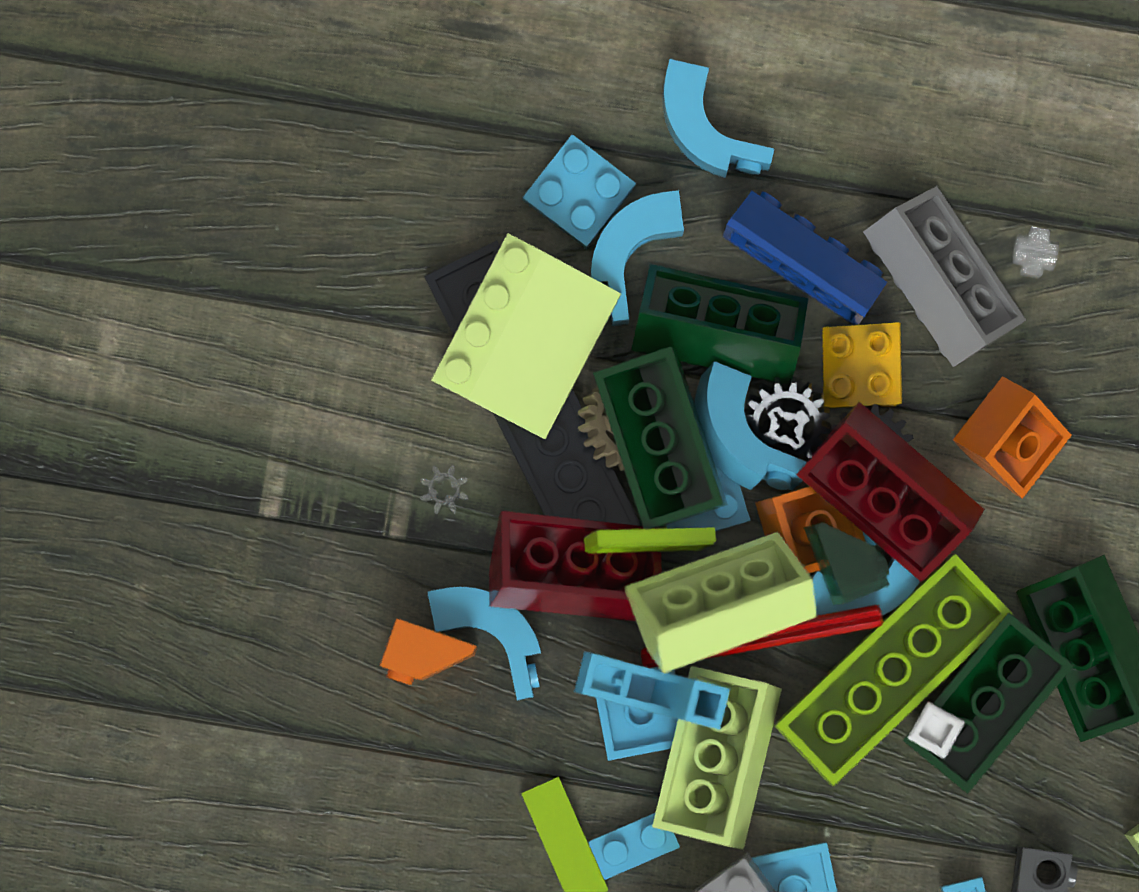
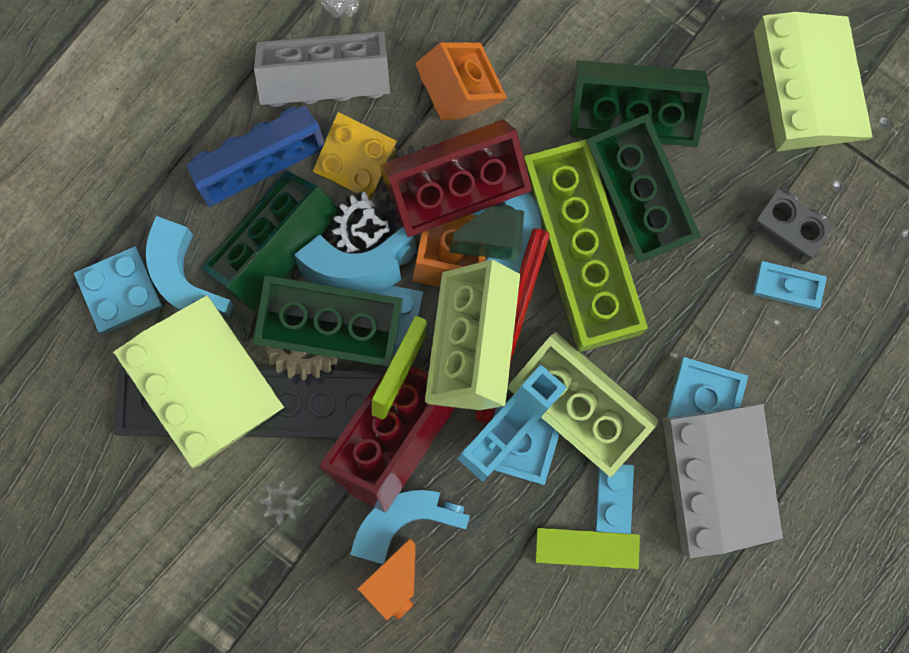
camera: 65 degrees left, 5 degrees down
(694, 132) = (122, 185): medium azure arch -> none
(936, 730) = (644, 234): white tile -> none

